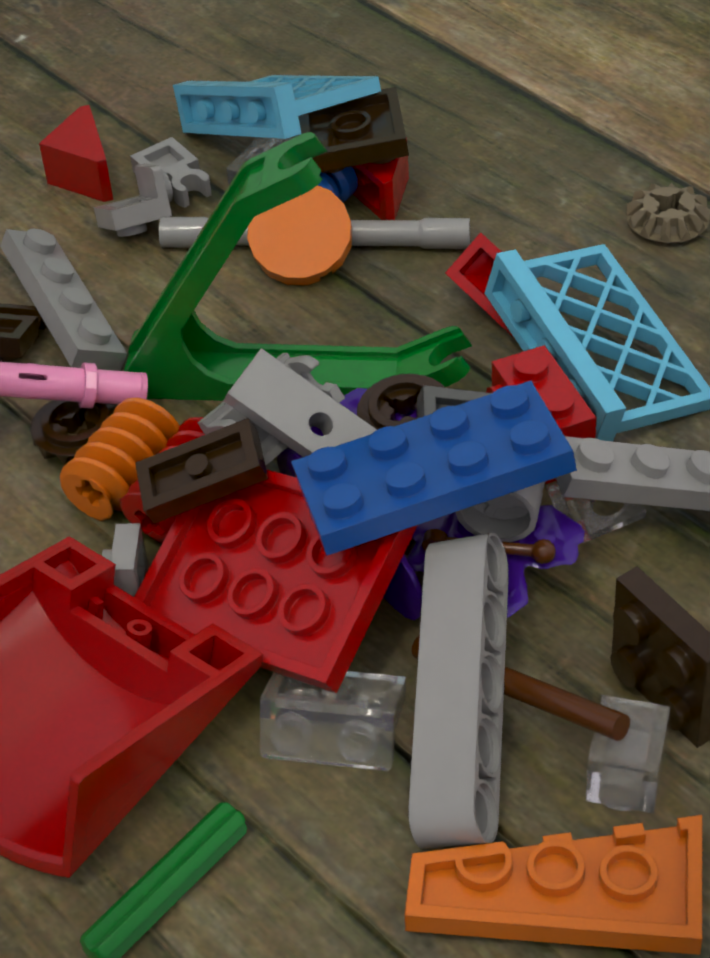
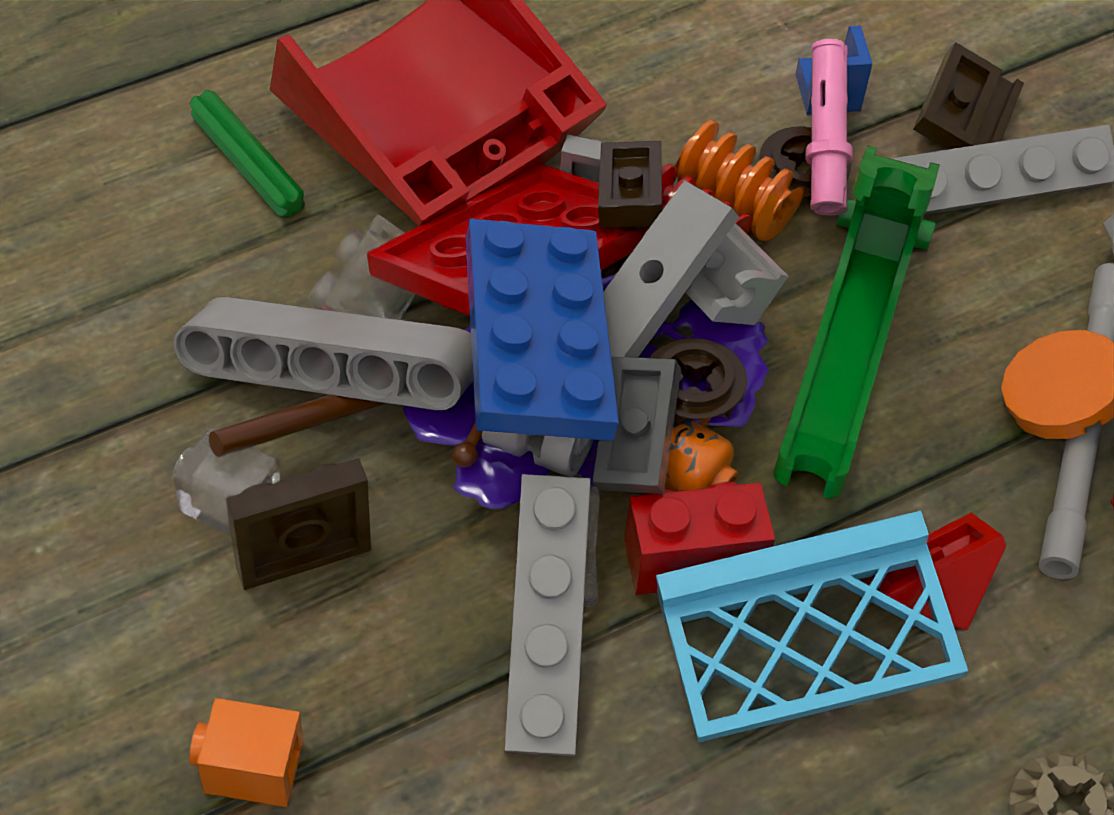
camera: 95 degrees right, 10 degrees up
(595, 891) = (110, 418): orange wing -> none

